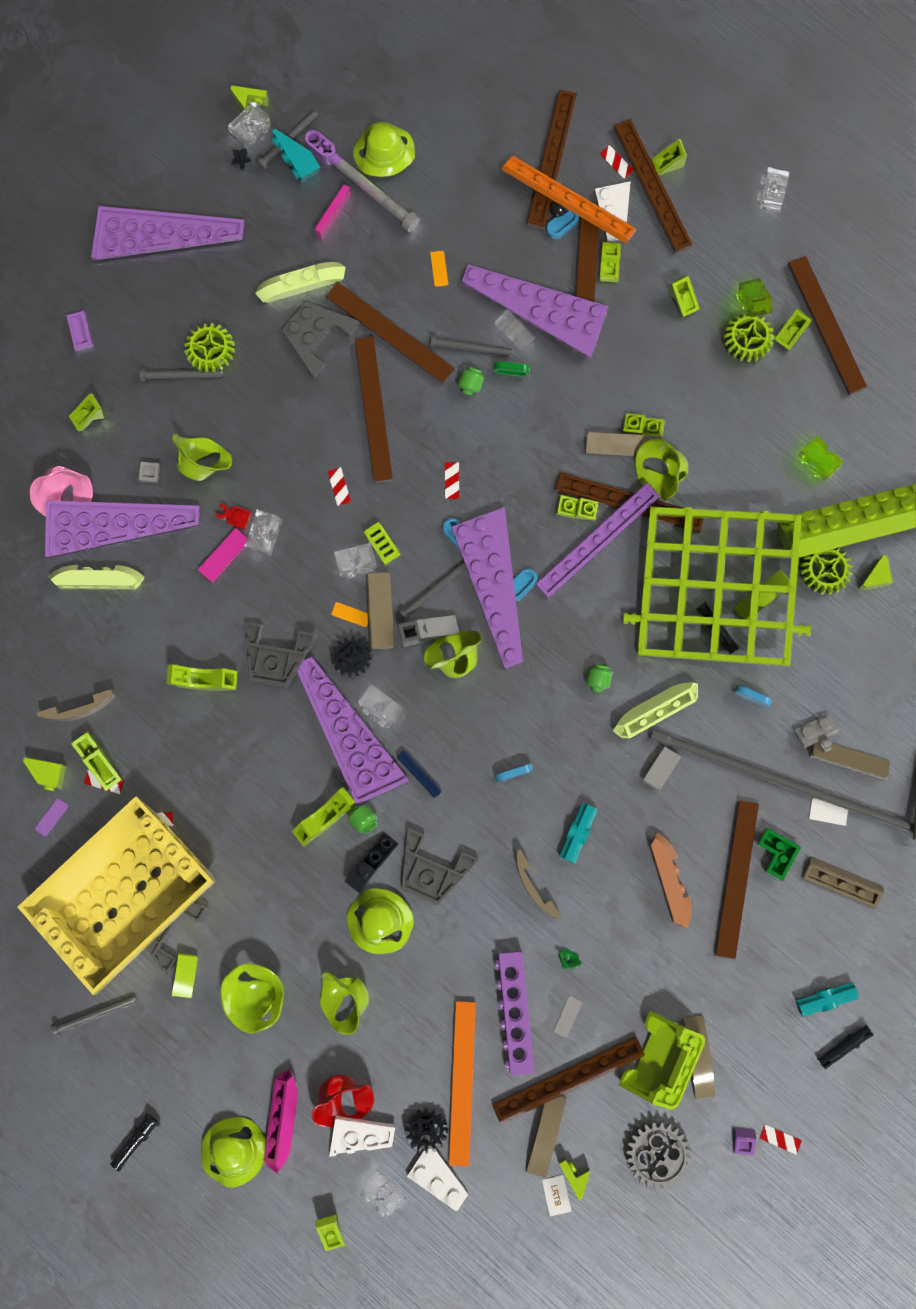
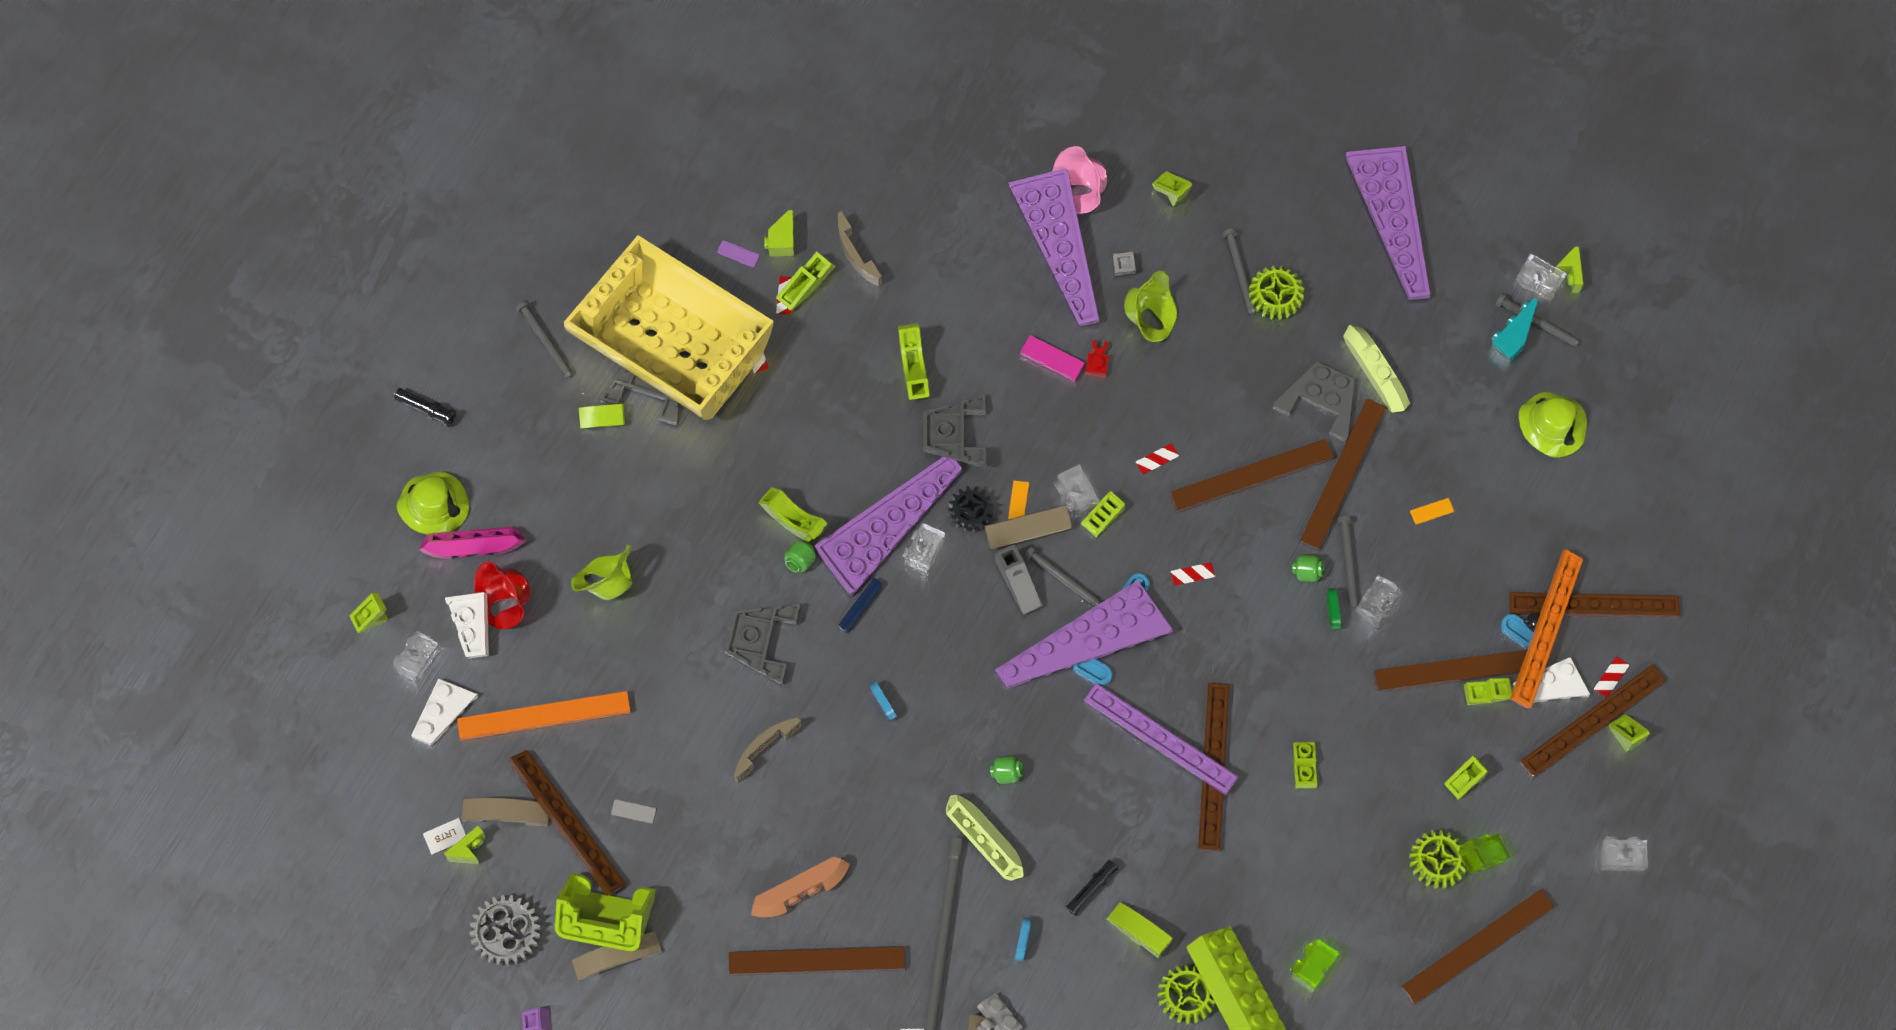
camera: 75 degrees right, 10 degrees down
(79, 330) = (1263, 160): medium lavender tile -> none
(120, 578) = (1003, 260): yellowish green brick -> none
(241, 158) = (1501, 277): black plant -> none
(249, 1001) = (588, 483): lime piece -> none
(263, 532) = (1084, 390): clear brick -> none
(332, 211) = (1464, 384): dark pink tile -> none
(371, 862) = (755, 574): black slope -> none
(382, 915) = (702, 595): lime piece -> none
(409, 220) = (1476, 466): flat silver piece -> none
(430, 1122) = (483, 677): black gear -> none
(465, 654) = (987, 594): lime piece -> none
(525, 1064) = (620, 763): medium lavender brick -> none
(559, 314) = (1409, 647): medium lavender wing -> none
(569, 959) = (694, 797): green plant -> none
(577, 508) = (1192, 710): lime slope -> none
(578, 833) = (831, 781): teal piece -> none
(615, 443) = (1277, 747): dark tan slope -> none
(661, 769) = (920, 855): light grey slope -> none
(664, 484) = (1244, 789): lime piece -> none
(722, 550) = (1135, 872): lime piece -> none
(783, 850) = (856, 1003): green brick -> none
(793, 329) = (1458, 905): lime slope -> none

